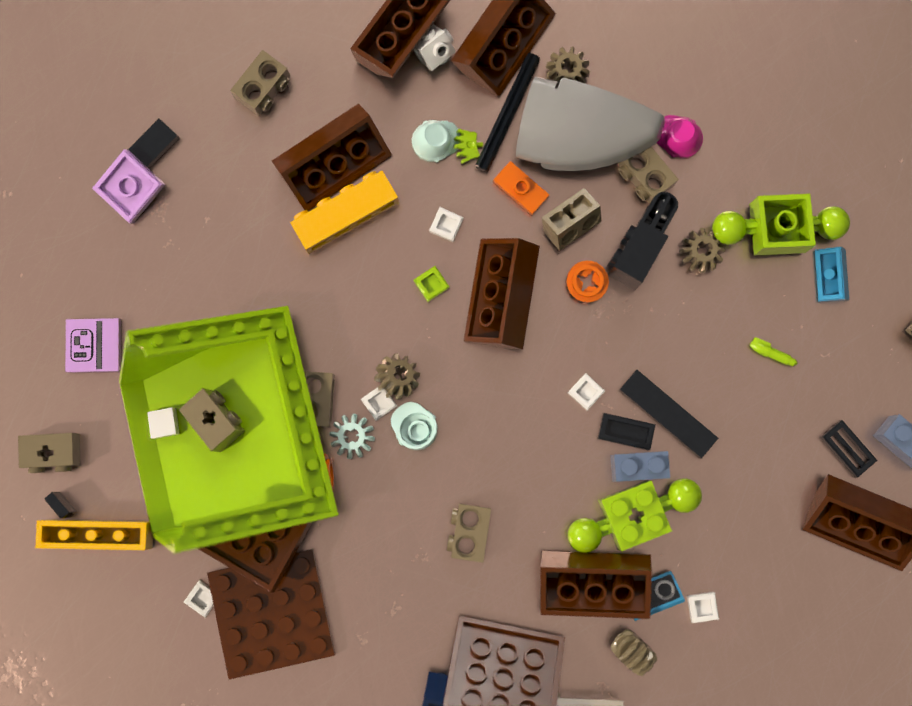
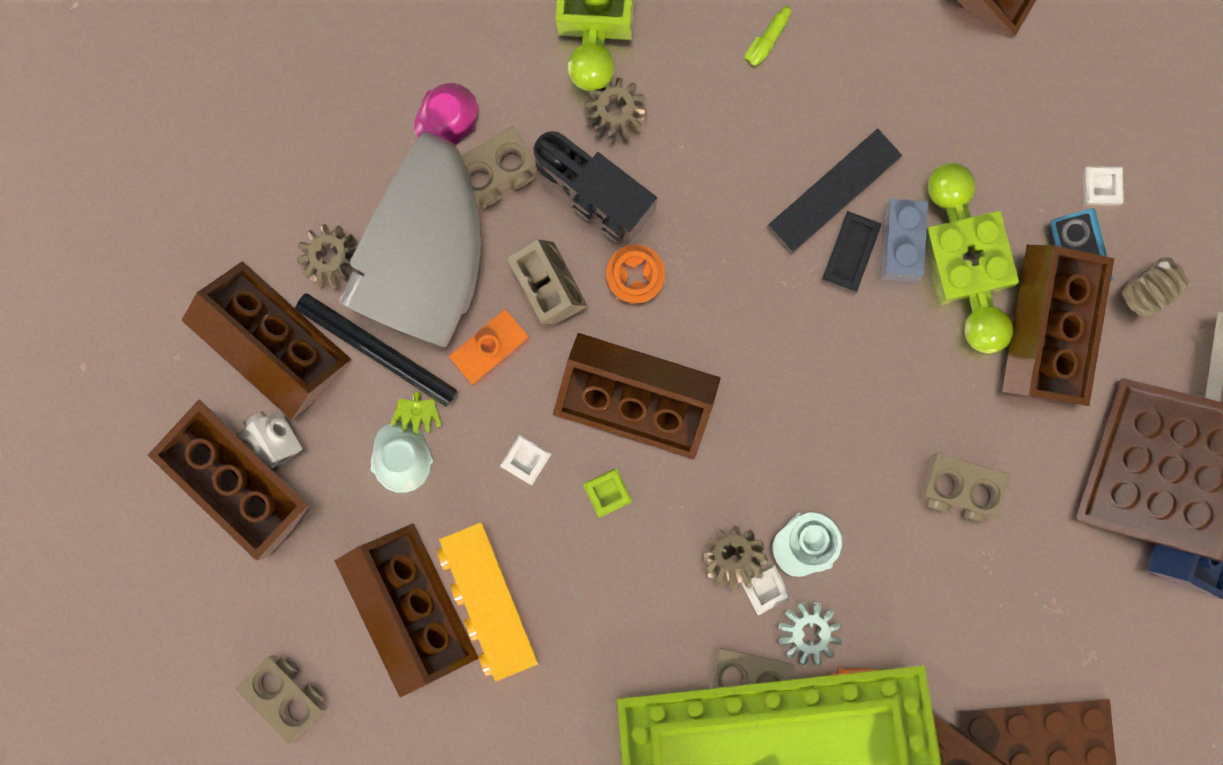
camera: 85 degrees left, 0 degrees up
(586, 391) = (789, 299): white tile -> none

